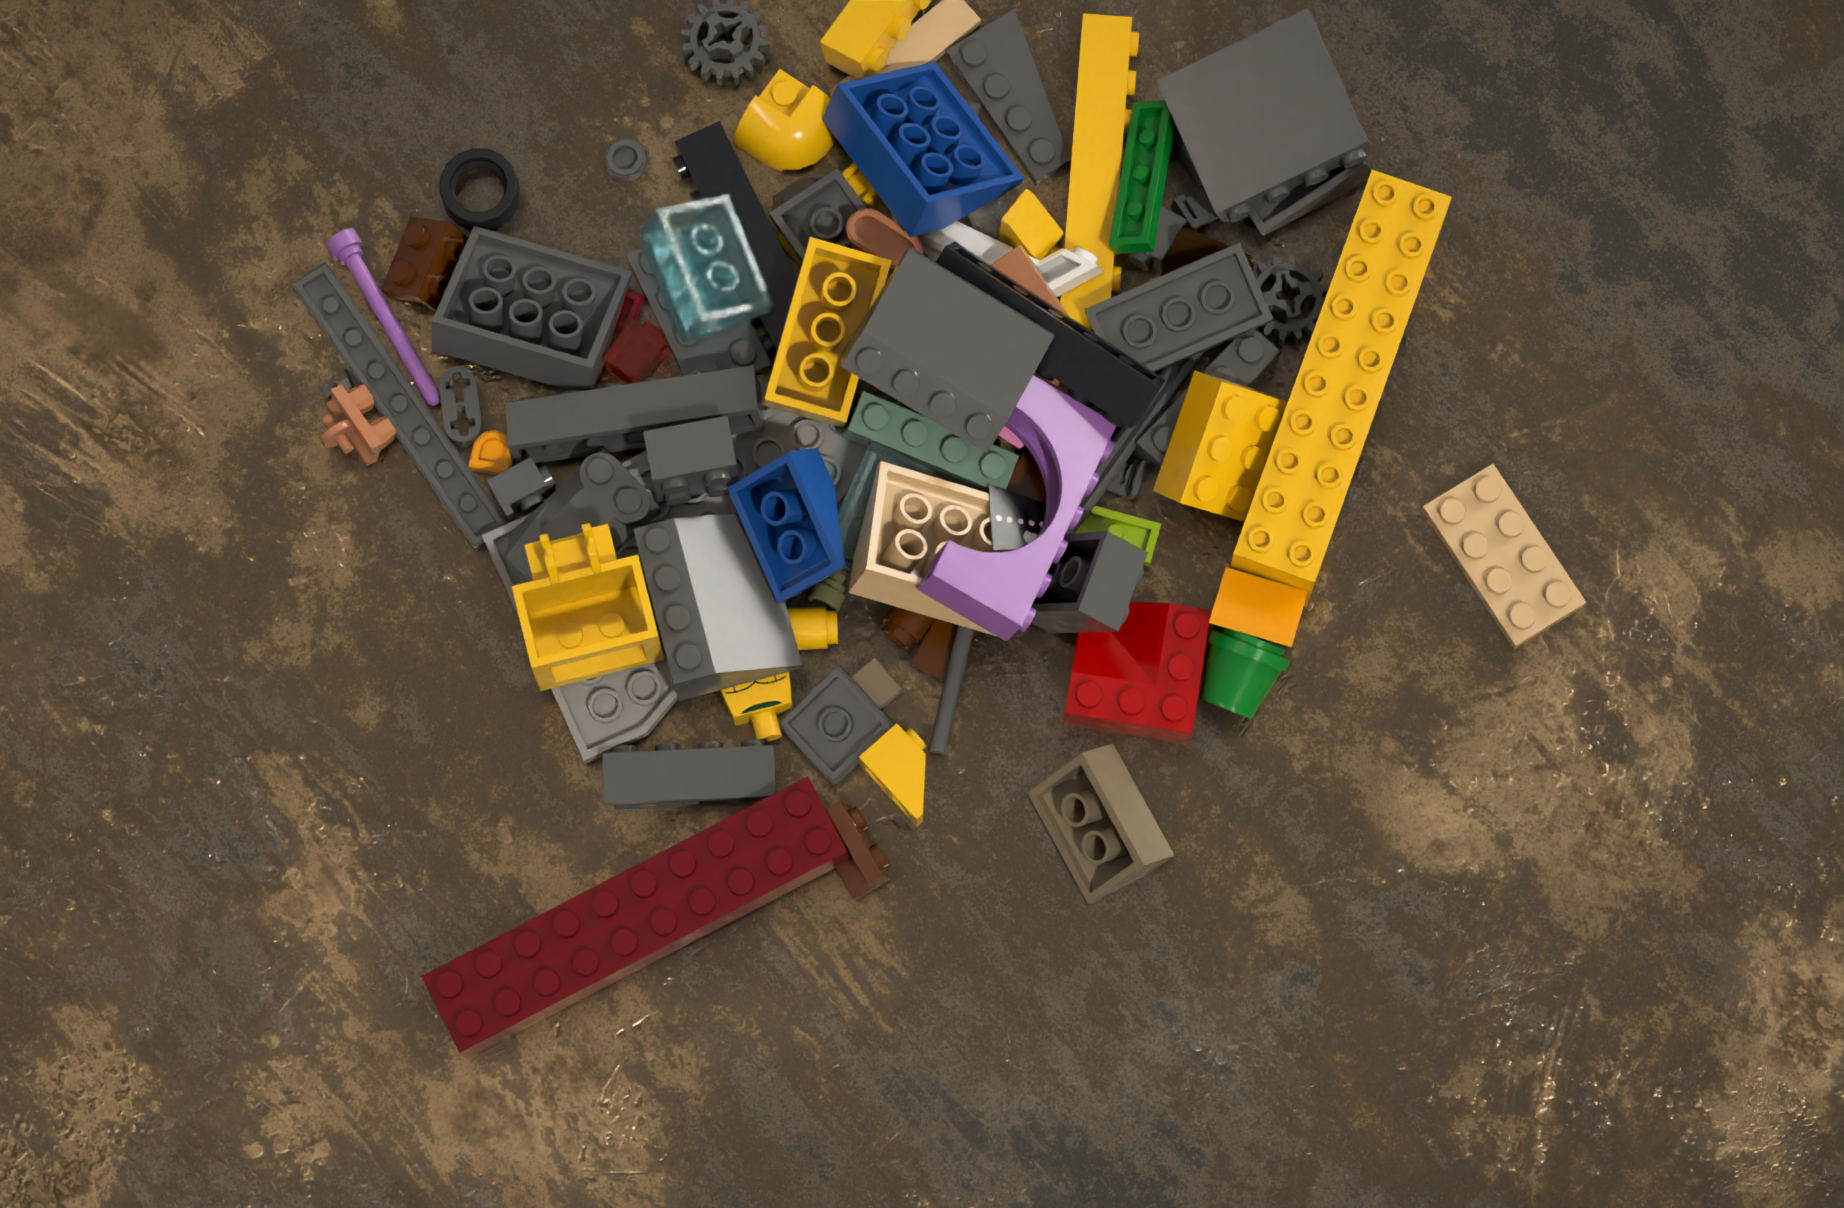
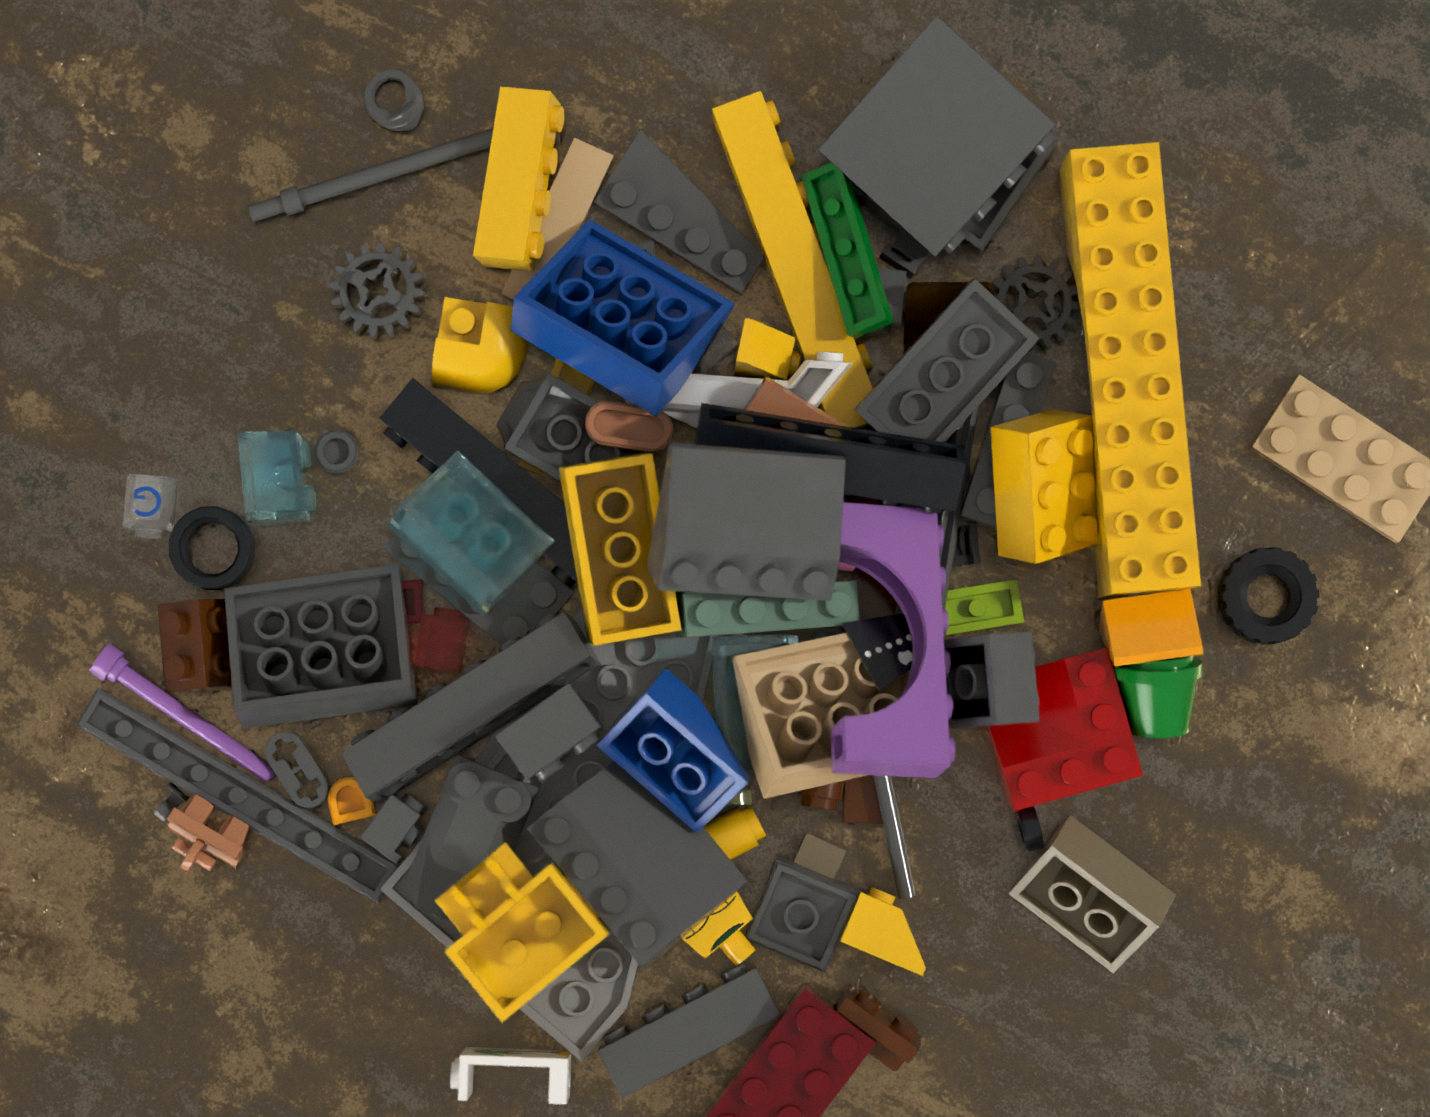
camera: 30 degrees left, 10 degrees up
(445, 129) = (150, 505): none -> clear brick
(561, 152) = (275, 477): none -> clear light blue slope
(561, 749) = (558, 1060): none -> white panel
(1071, 740) = (1030, 829): none -> black tile
(1384, 607) = (1301, 590): none -> black tyre

